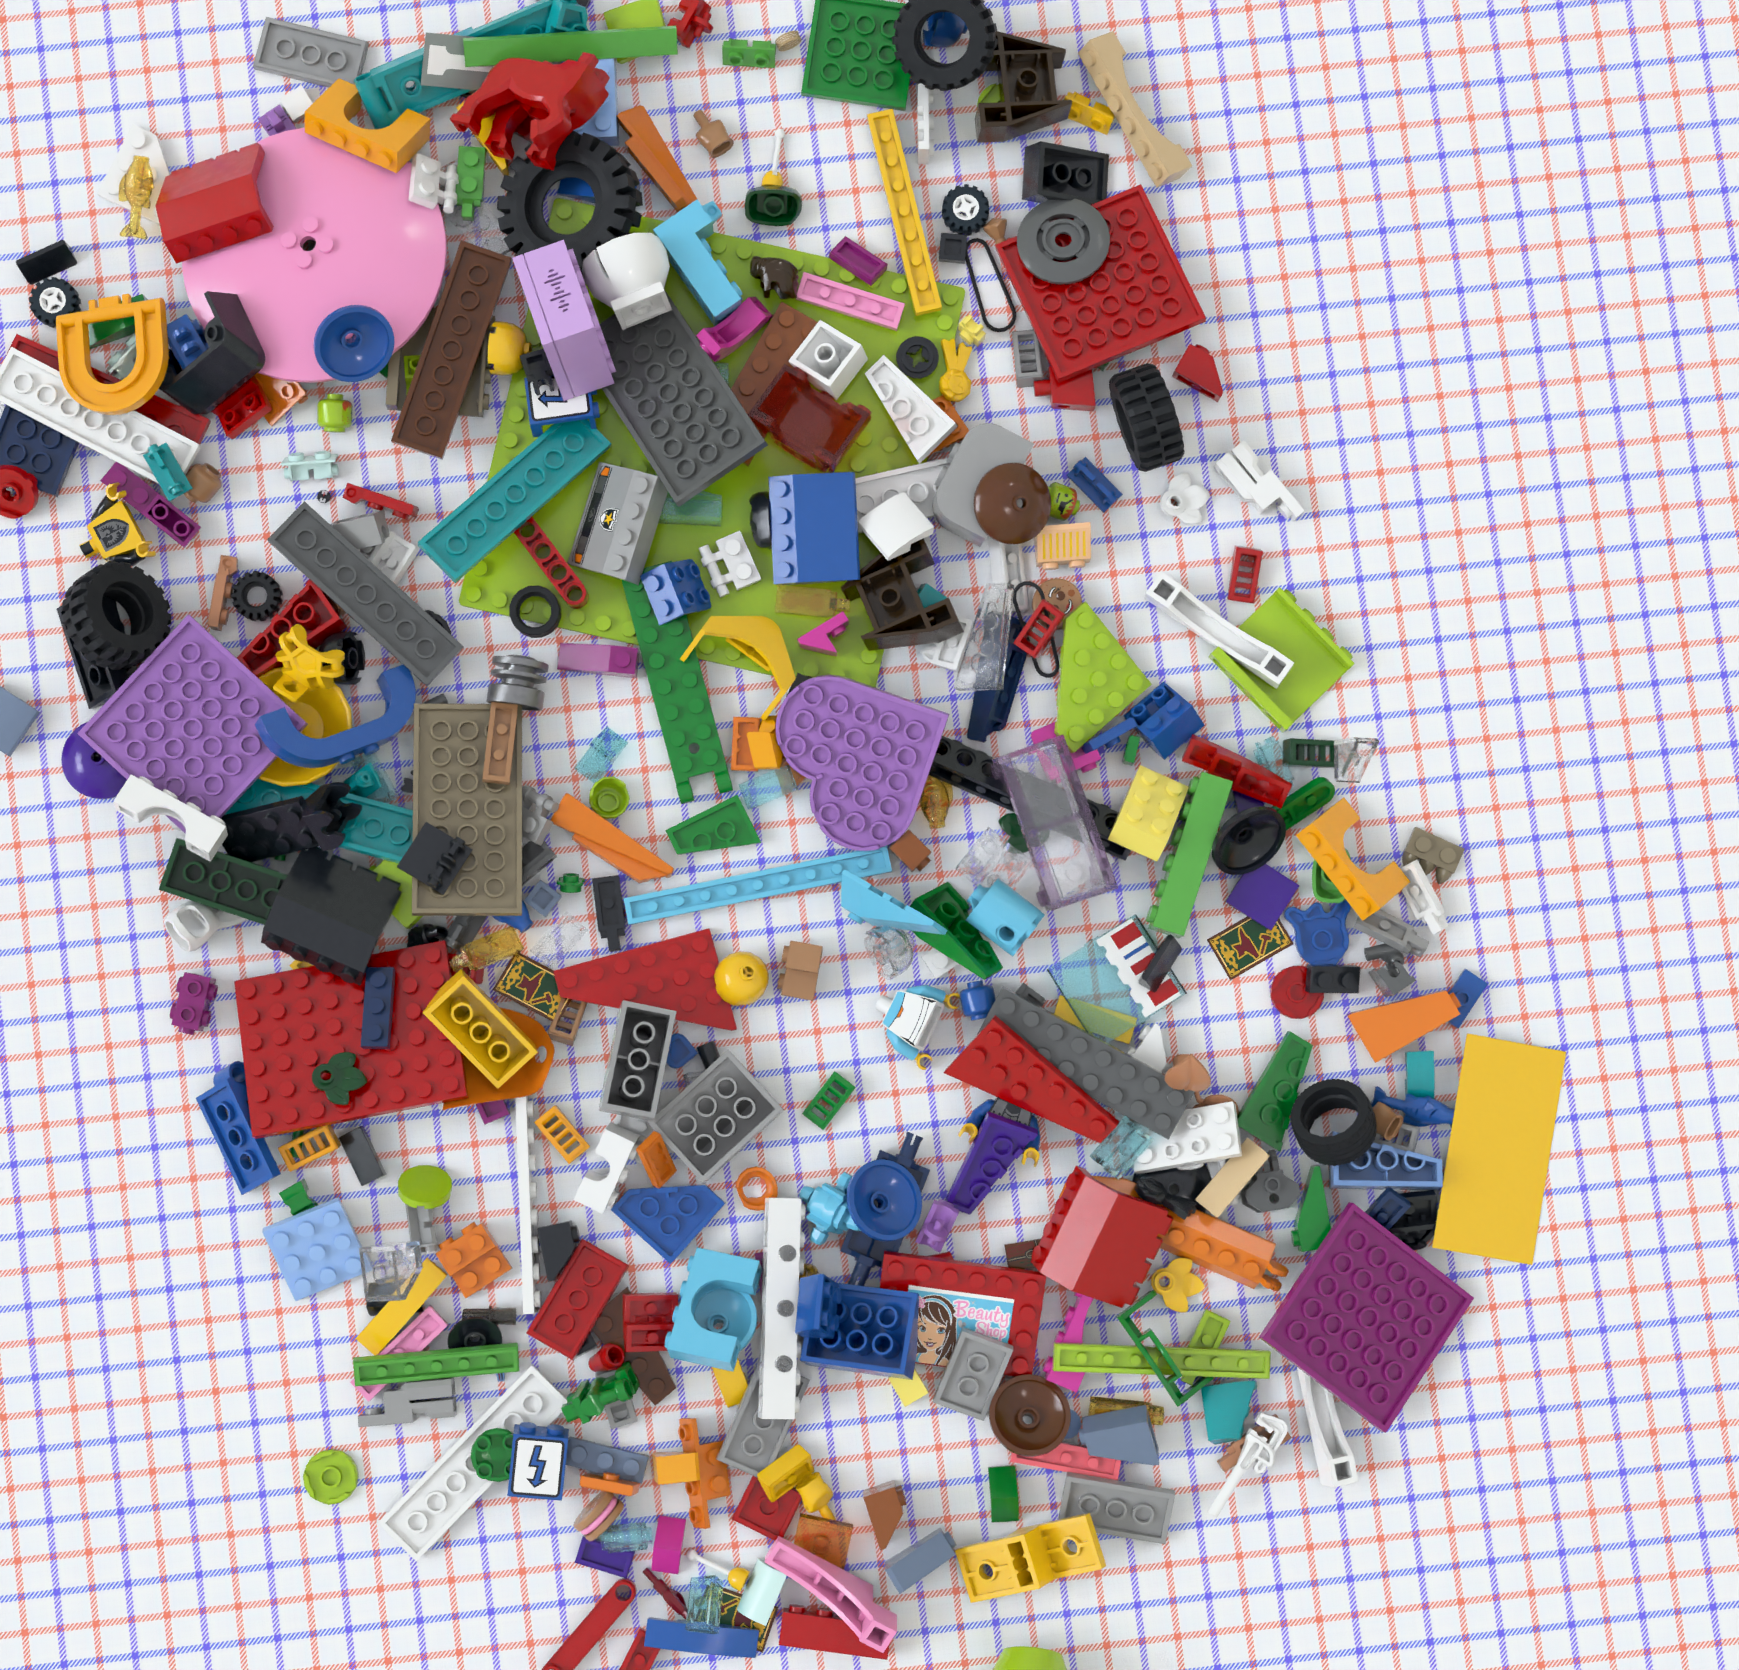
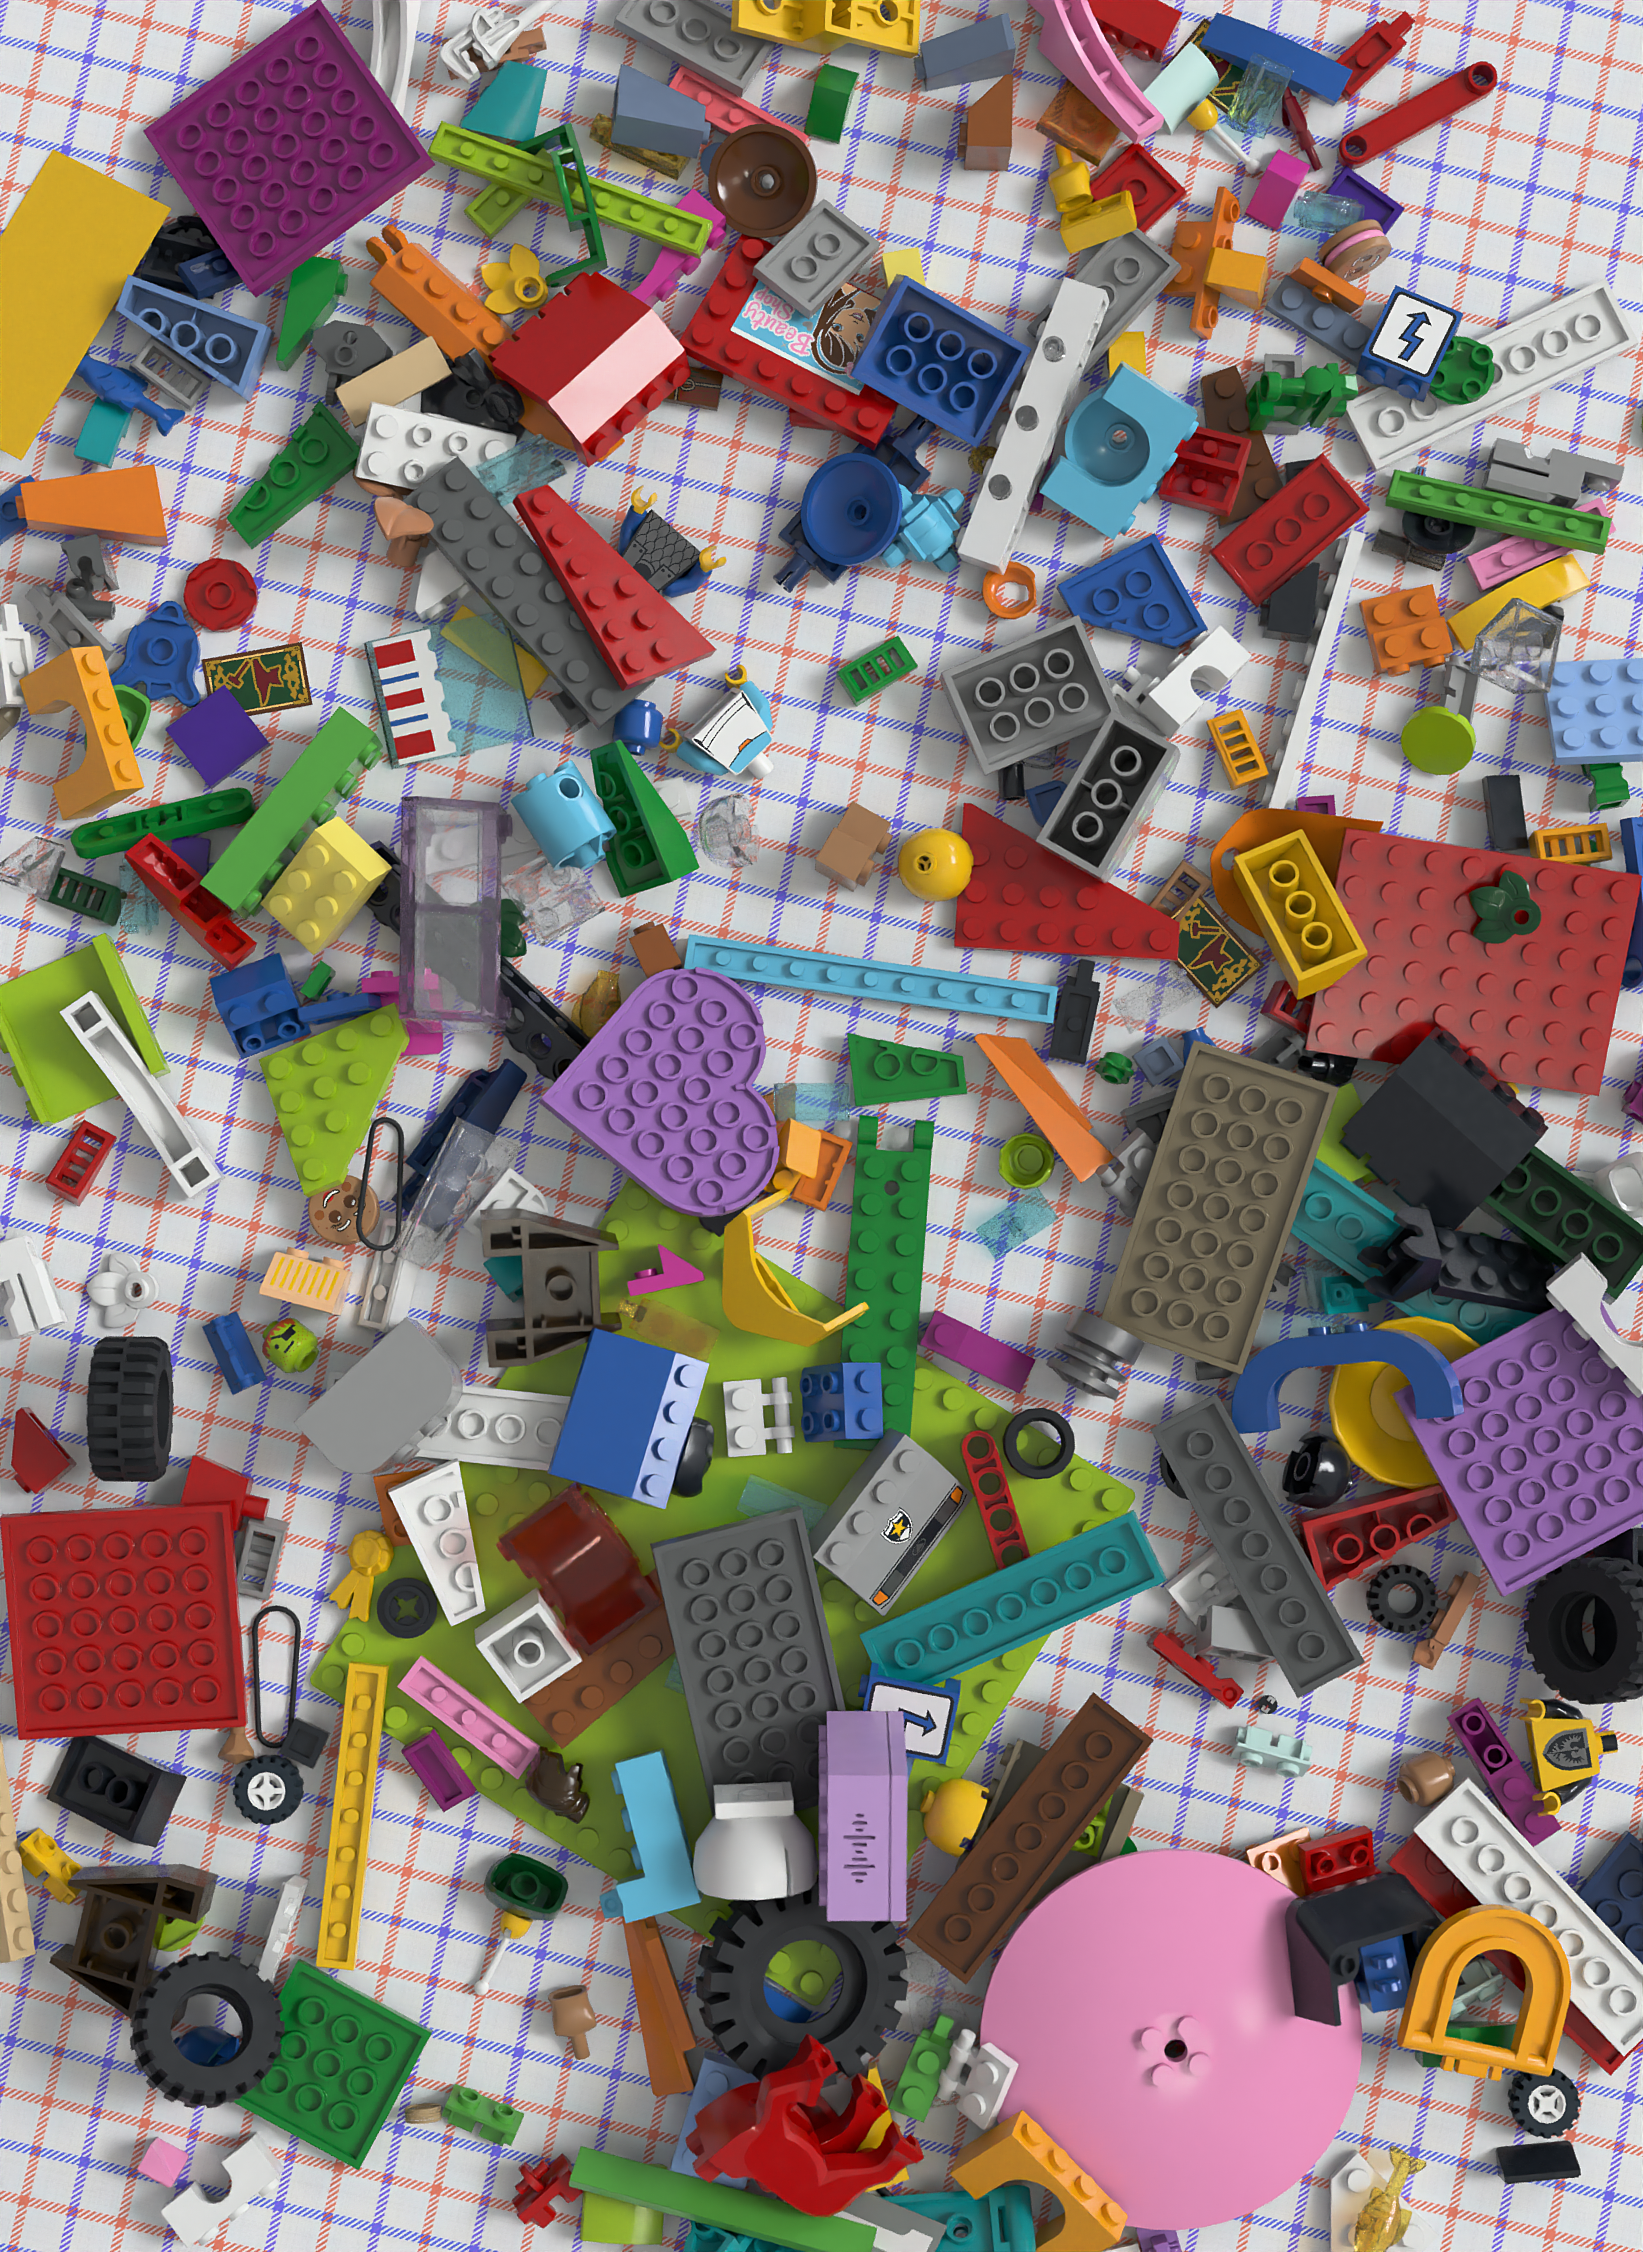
camera: 165 degrees left, 0 degrees up
(167, 471) = (1468, 1805): teal hinge -> none
(213, 204) = (1286, 2157): red hinge -> none
(304, 665) = (1370, 1471): yellow piece -> none
(334, 413) = (1216, 1810): lime head -> none
(361, 354) = (1158, 1869): blue dish -> none
(378, 1008) = (1423, 986): dark blue plate -> none
(435, 858) = (1284, 1151): black hinge -> none
(488, 950) = (1252, 1017): clear yellow hinge -> none
(500, 743) = (1145, 1278): medium nougat plate -> none
(537, 369) = (923, 1766): black plate -> none
(607, 1358) = (1277, 441): red cone -> none
(656, 1159) = (1127, 668): orange plate -> none
(734, 330) = (638, 1731): dark pink arch -> none
(817, 1307) = (985, 403): blue slope -> none
(880, 908) = (725, 890): medium azure wedge -> none
(895, 526) = (518, 1383): white slope -> none
(937, 1224) = (793, 459): medium lavender hips -> none
(971, 331) = (322, 1617): light yellow plate -> none
(988, 1158) = (699, 517): dark purple wing -> none
(997, 503) = (367, 1363): reddish brown dish -> none
(1022, 642) = (402, 1164): red slope -> none
(1088, 244) = (188, 1696): dark grey piece -> none
(1160, 963) = (384, 690): black slope -> none
(1248, 840) = (208, 802): black dish -> none
(1323, 1098) = (236, 446): black tyre -> none
(1332, 978) = (168, 593): black plate -> none
(1387, 1121) = (175, 392): medium nougat piece -> none

